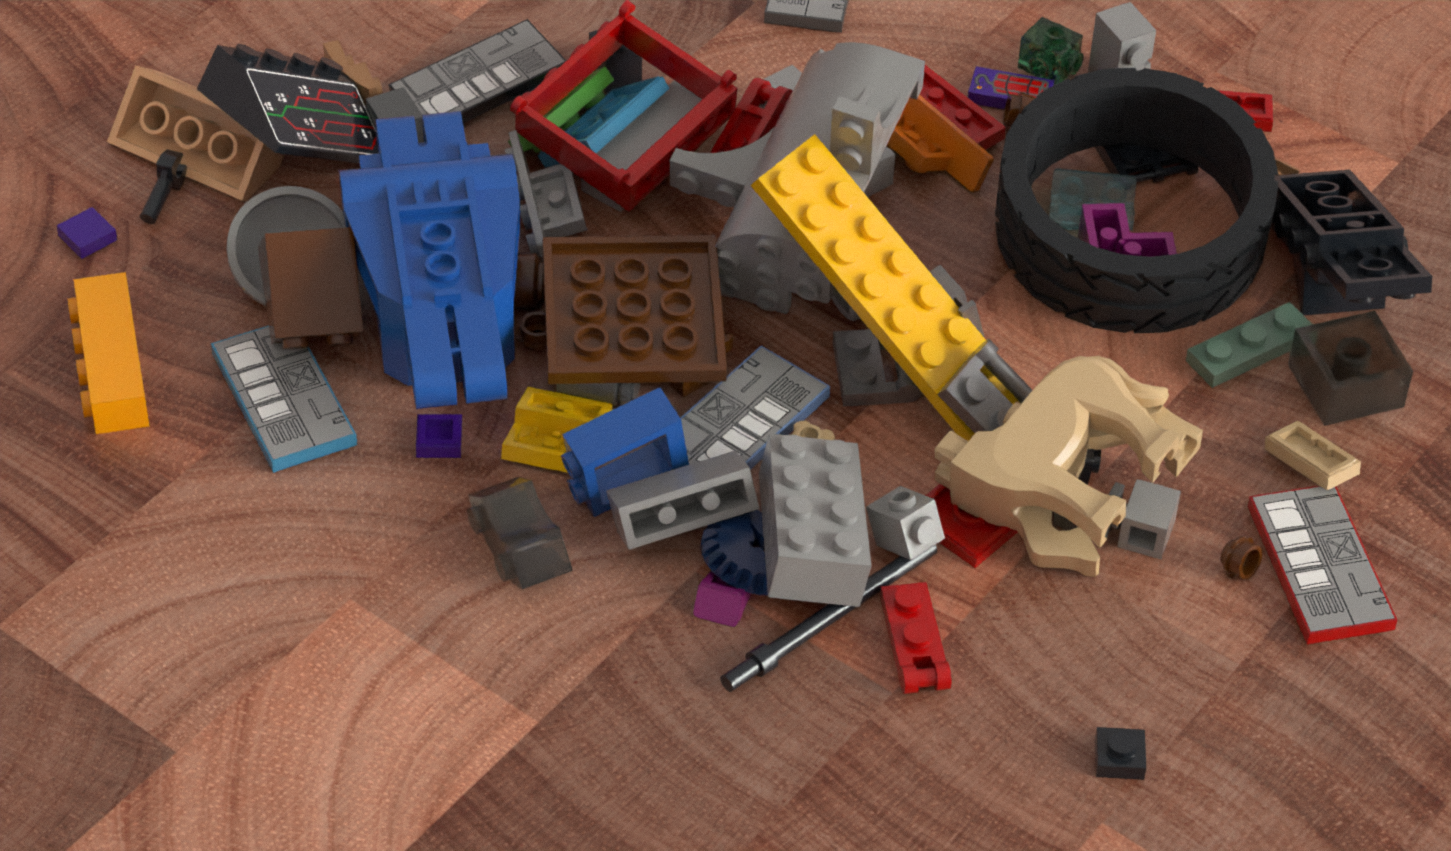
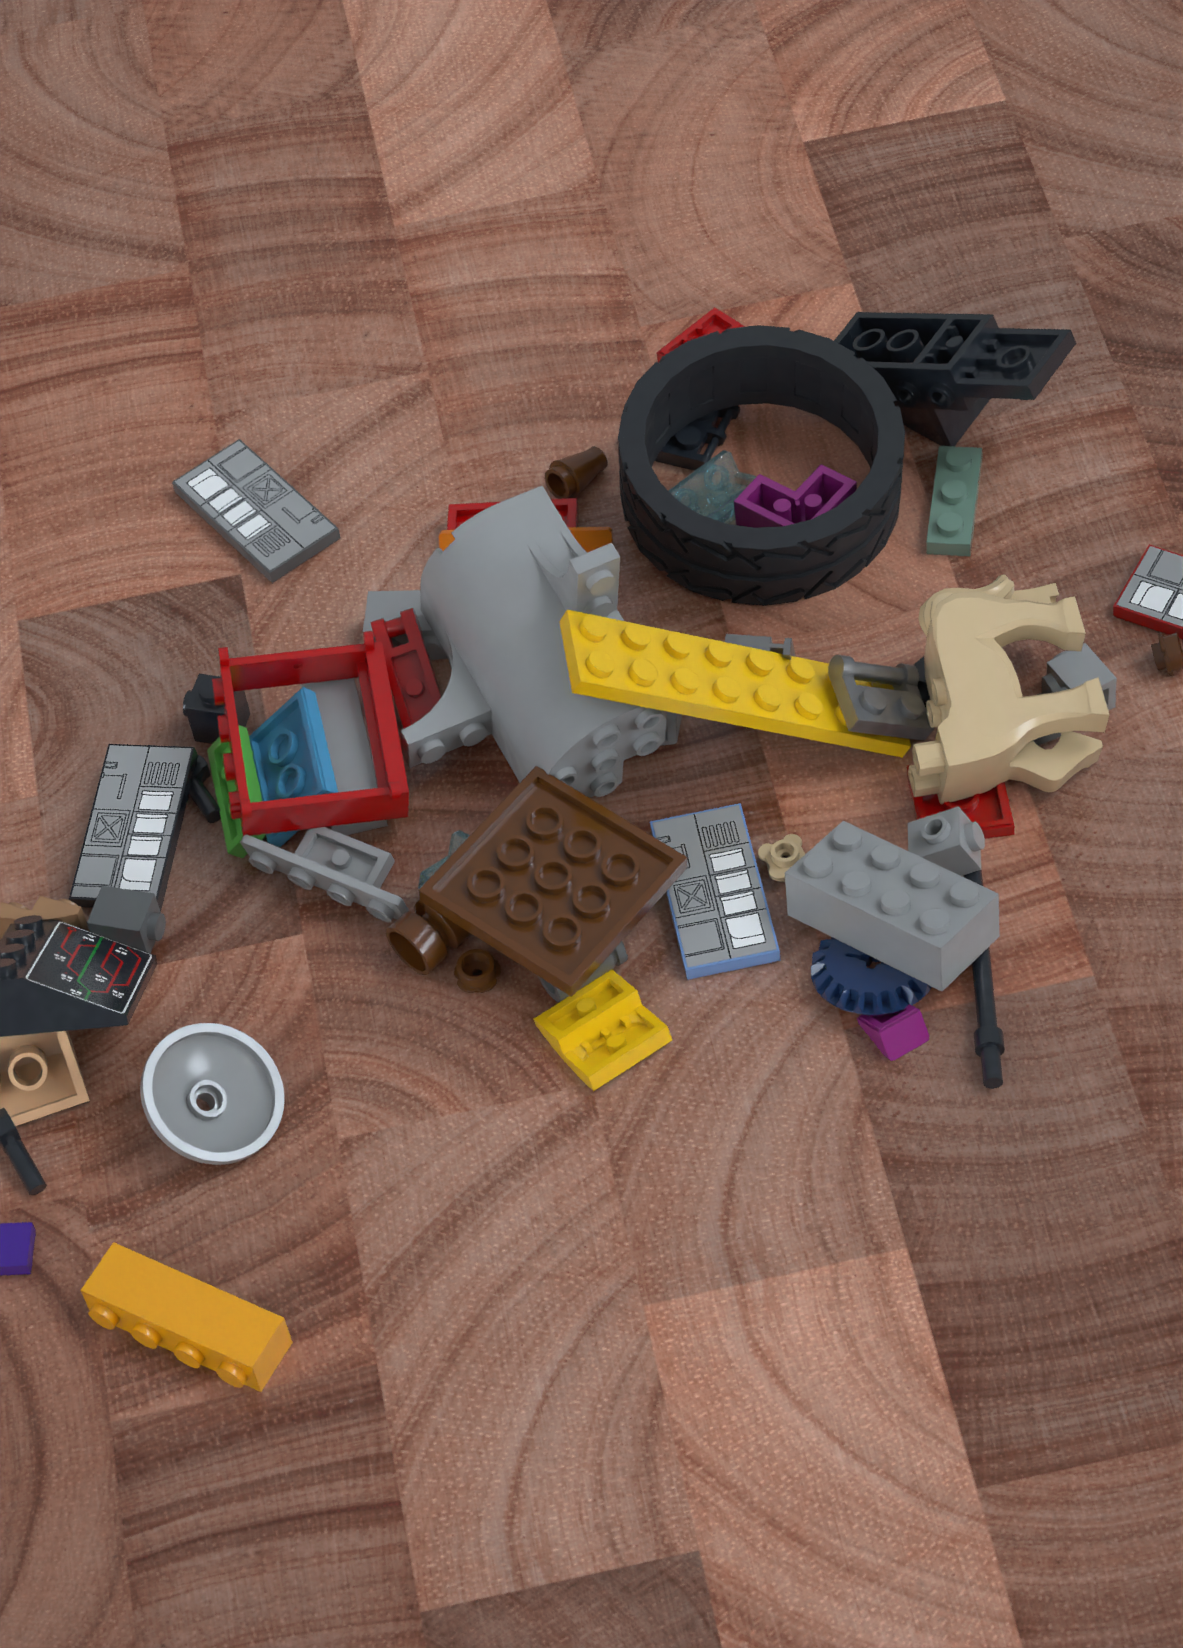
camera: 40 degrees left, 5 degrees up
(283, 399) = (361, 1211): tile -> none
(311, 287) = (285, 1104): reddish brown slope -> none
(437, 256) = (369, 984): blue piece -> none
(439, 436) = (523, 1121): dark purple tile -> none
(519, 533) = (702, 1127): clear smoke brick -> none
(615, 434) = (703, 988): blue window -> none
(682, 499) = (783, 984): light grey brick -> none
(862, 371) = (739, 770): flat silver plate -> none
(915, 637) = (1060, 922): red plate -> none
(993, 86) = (526, 468): tile -> none
(1050, 51) = (527, 412): clear green brick -> none
(1121, 39) = (583, 366): light grey piece -> none
(1312, 455) = (1109, 538): tan plate -> none
(1350, 368) = (1052, 453): clear smoke brick -> none

